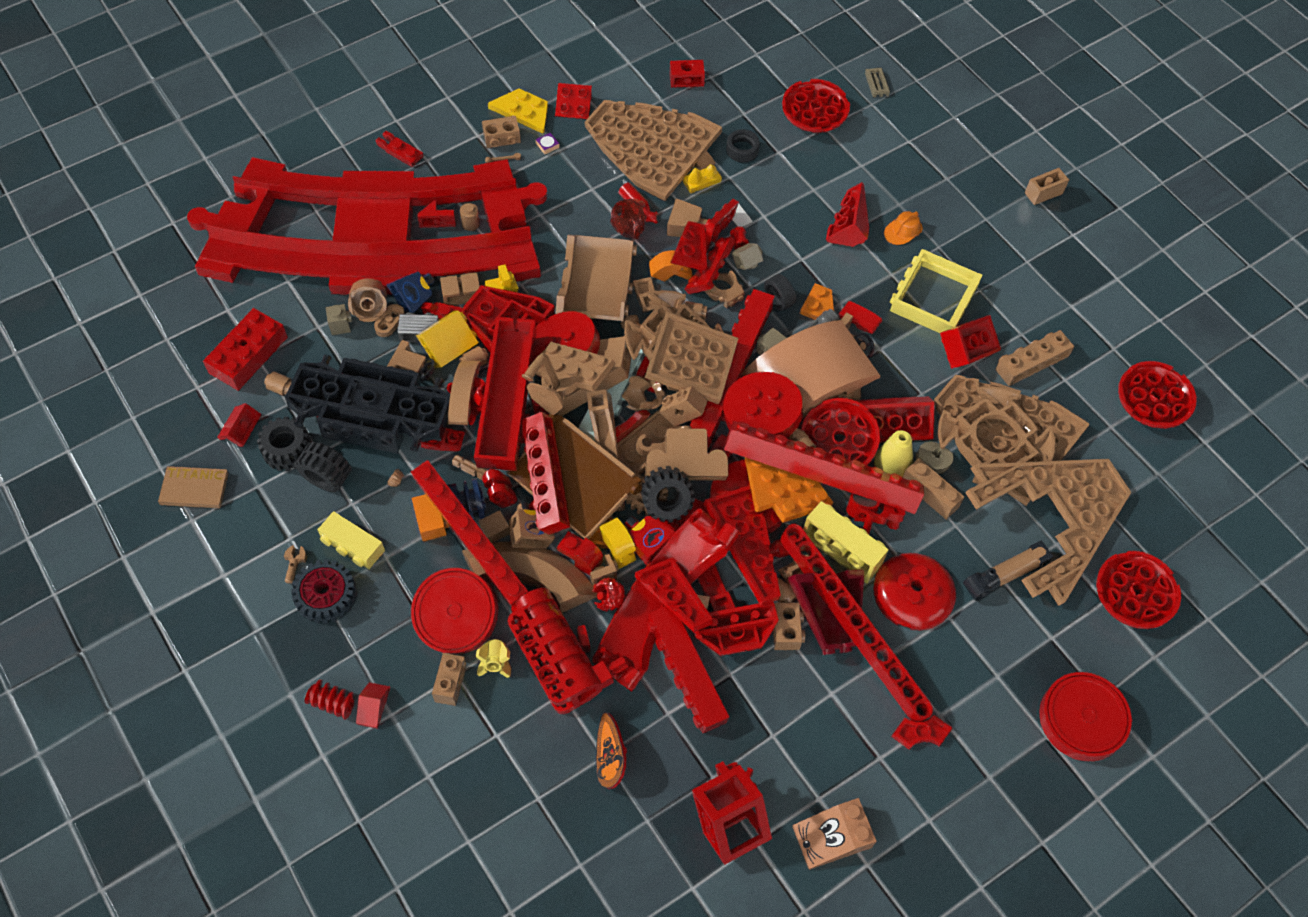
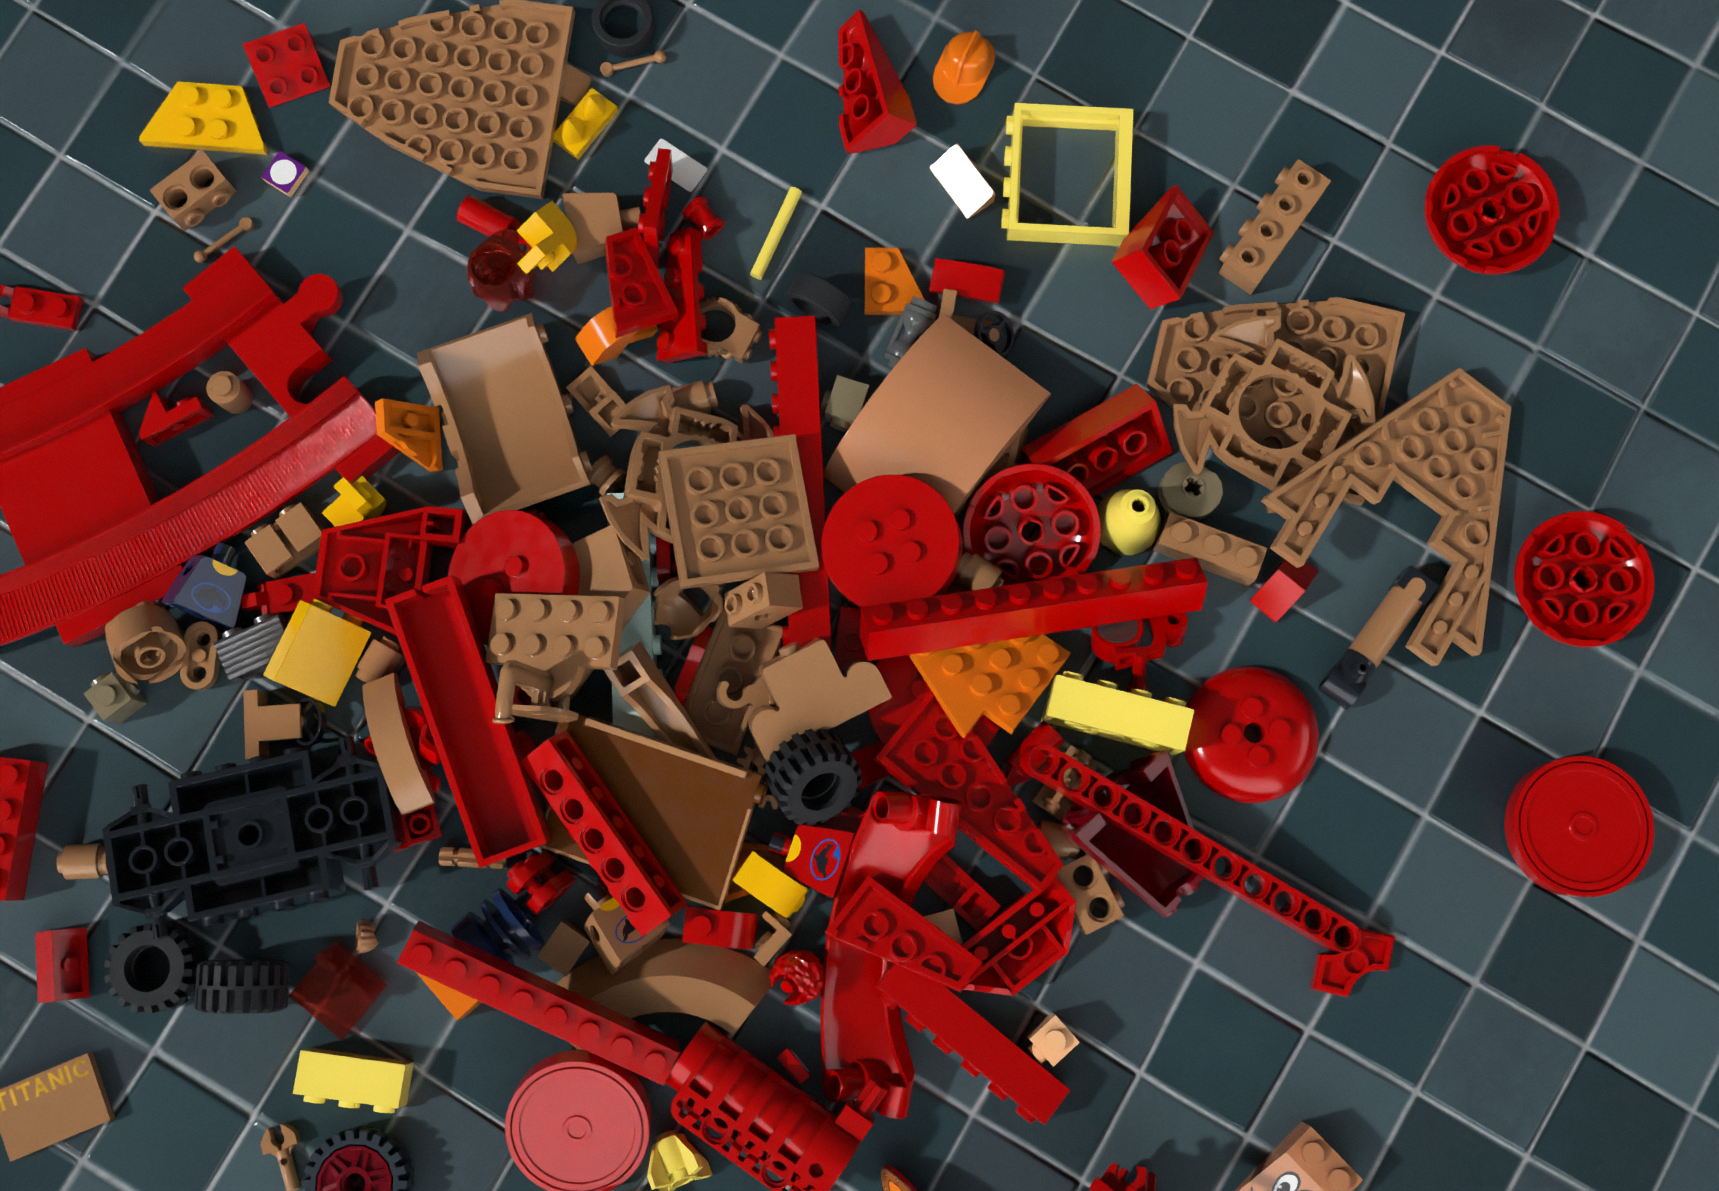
camera: 20 degrees left, 20 degrees up
(367, 497) = (338, 989): none -> clear red hinge
(548, 266) = (412, 430): none -> orange wing
(658, 211) = (550, 238): none -> yellow brick
(725, 162) = (607, 68): none -> medium nougat hinge
(731, 690) = (1051, 1040): none -> light nougat brick
(747, 256) = (733, 250): dark tan brick -> none
(761, 268) = (776, 233): none -> light yellow bar
(879, 275) = (962, 182): none -> slope
(965, 525) = (1283, 589): none -> slope

